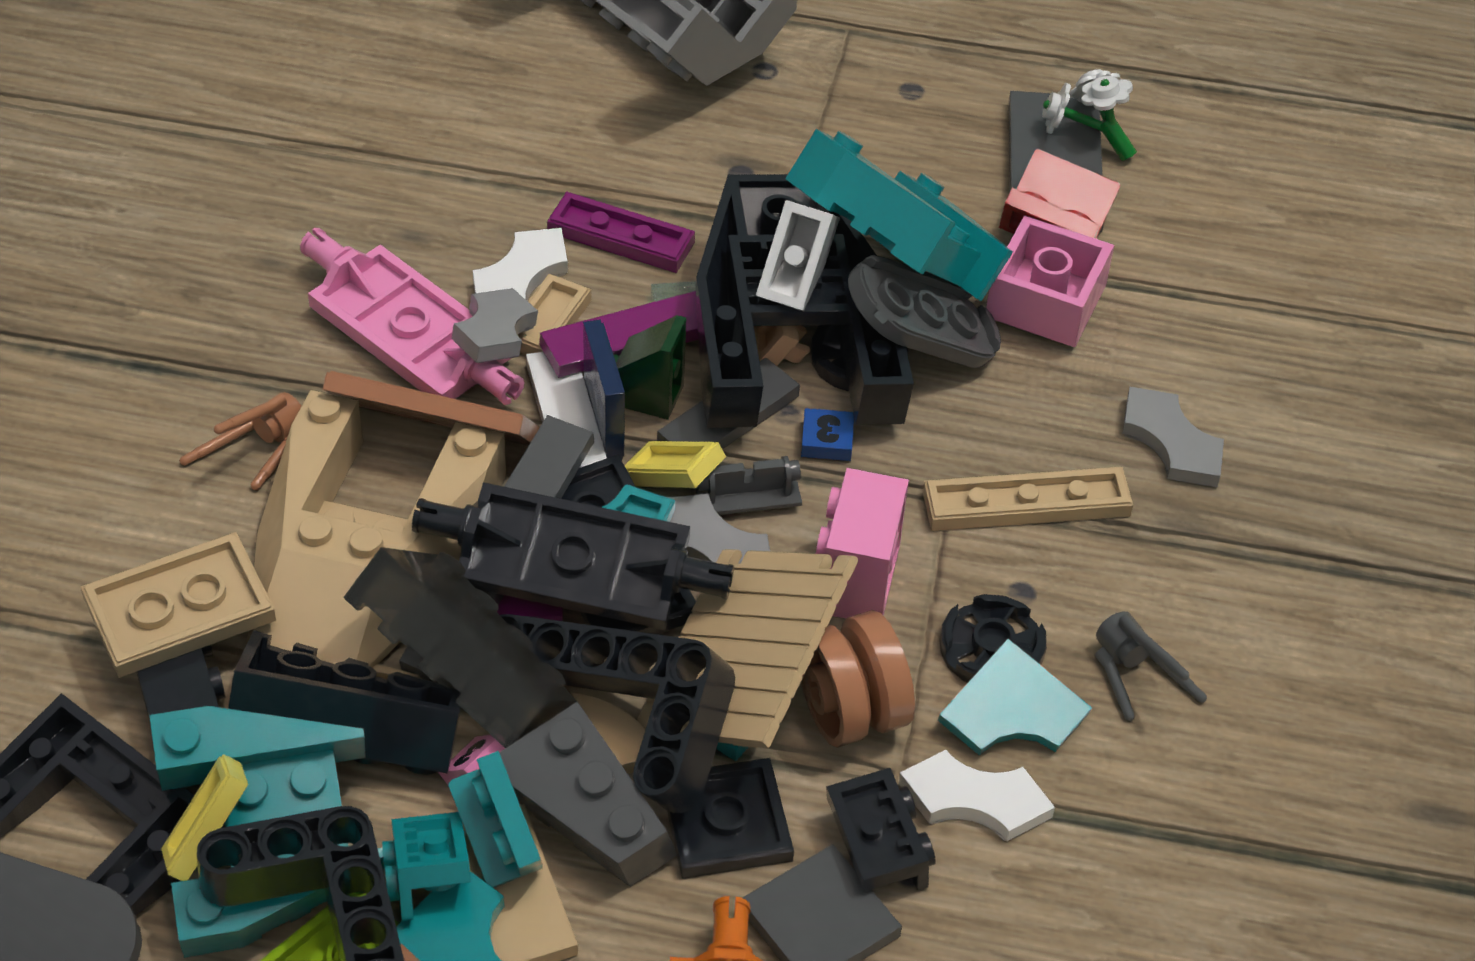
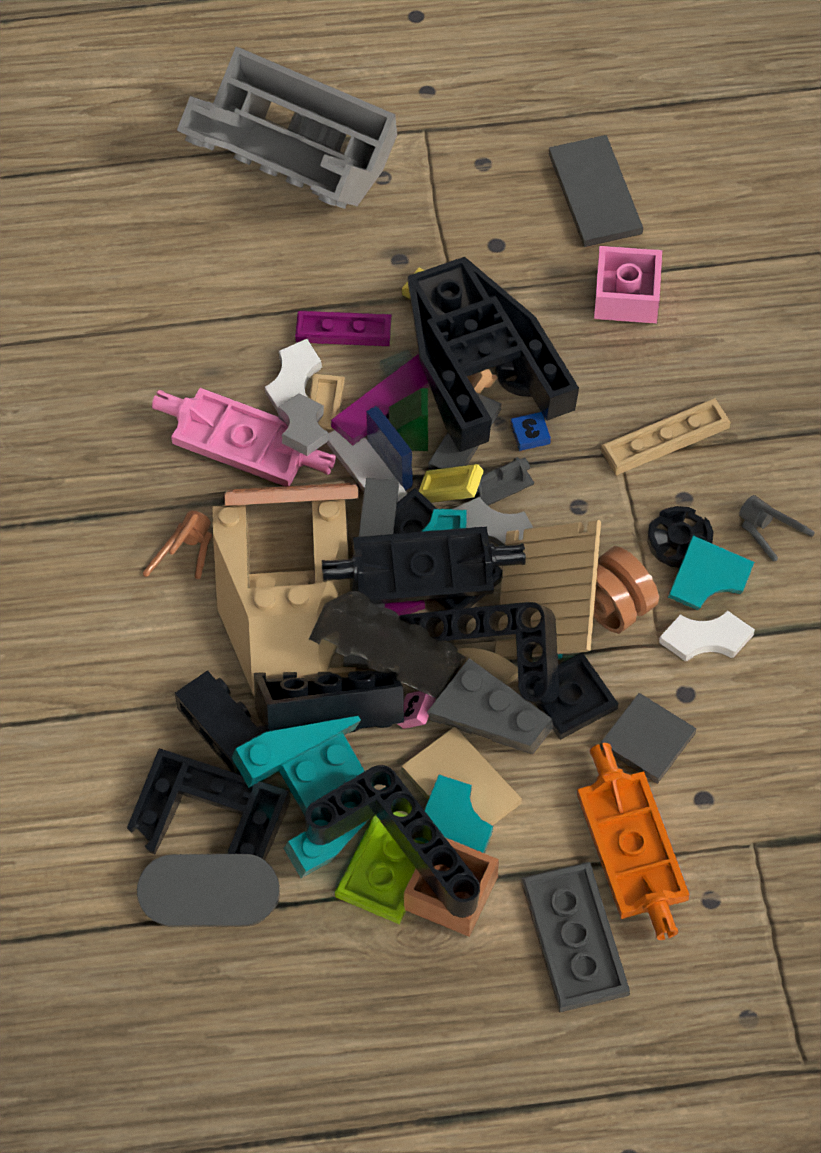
camera: 15 degrees left, 10 degrees up
(177, 604) = (202, 671): tan tile -> none
(204, 814) = (290, 797): light yellow tile -> none
(426, 855) = (422, 774): teal bracket -> none
(495, 822) = (451, 744): teal bracket -> none
(797, 255) = (479, 324): white slope -> none
(869, 526) = (587, 495): bright pink brick -> none
(880, 830) = (664, 677): black bracket -> none
(899, 213) = (530, 273): teal wedge -> none
(923, 312) = (564, 334): dark grey tile -> none
(1060, 196) = (613, 223): bracket -> none
(1103, 92) = (615, 140): white plant -> none
(1183, 448) = (748, 374): light grey tile -> none

